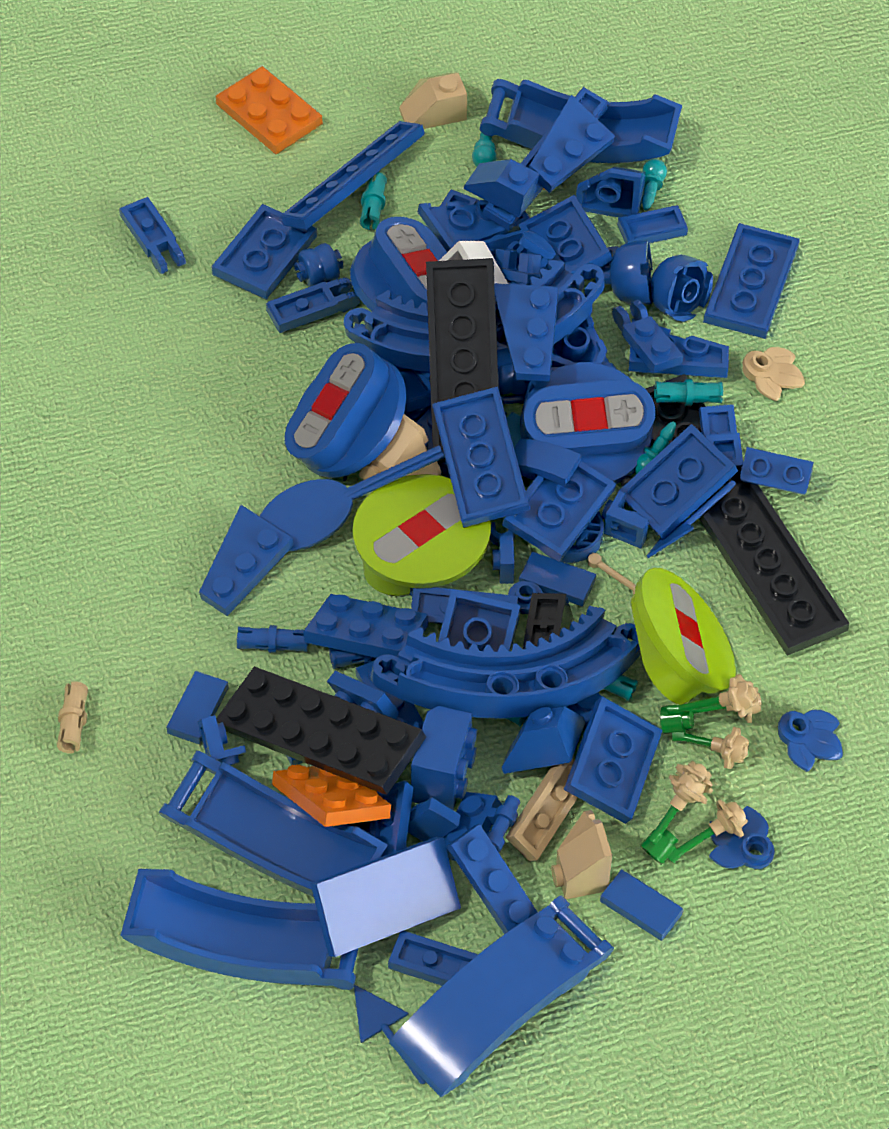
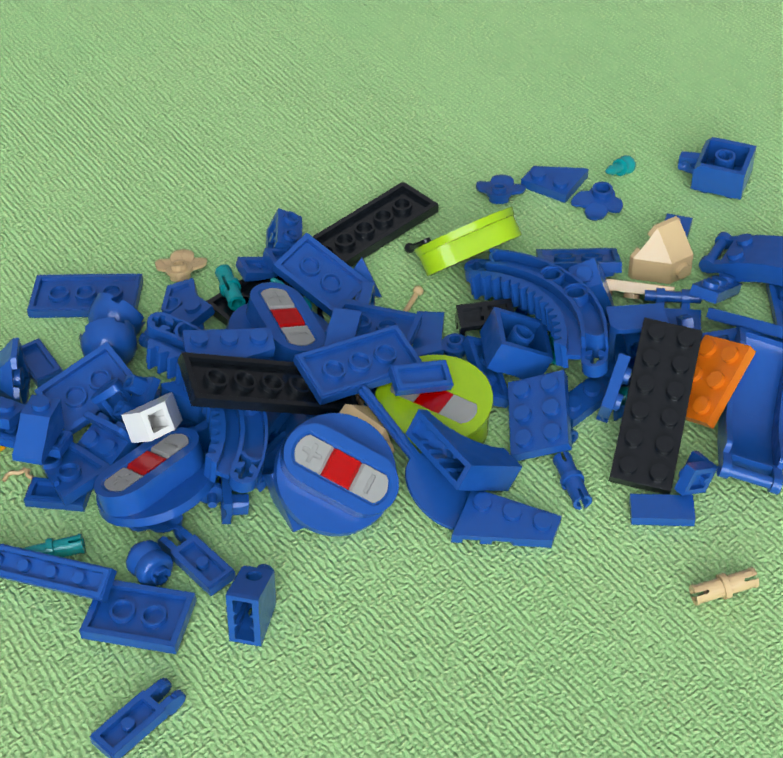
camera: 105 degrees left, 10 degrees down
(230, 325) = (256, 590): none -> blue torso
(310, 527) = (460, 459): none -> blue arch
(440, 509) = (420, 377): none -> blue tile
(689, 786) = (594, 198): tan plant -> none
(723, 604) = (409, 247): none -> black hinge
(740, 697) = (532, 212): plant -> none
(745, 1004) = (720, 167): none -> blue hinge
(805, 808) = (555, 182): none -> blue wing
(816, 908) = (622, 166): none -> teal bar

